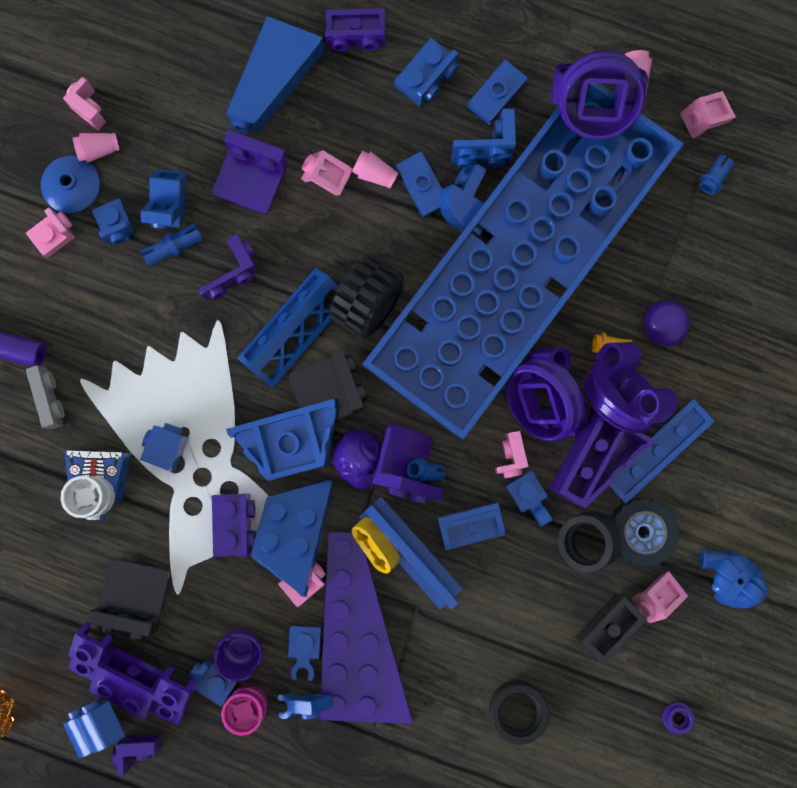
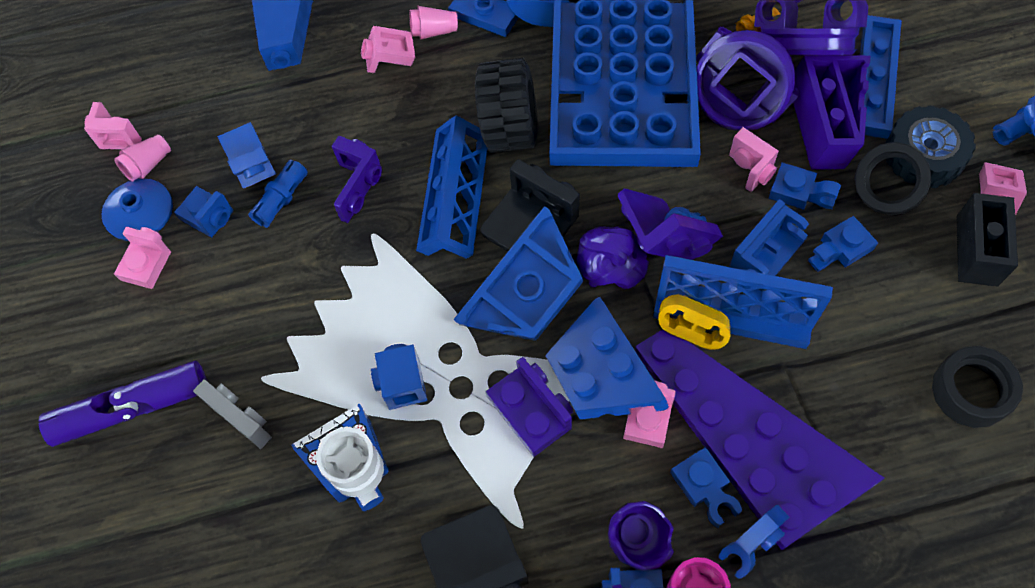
camera: 30 degrees left, 20 degrees down
(250, 173) = (314, 85): dark purple bracket -> none
(525, 558) = (843, 242): none -> blue plate

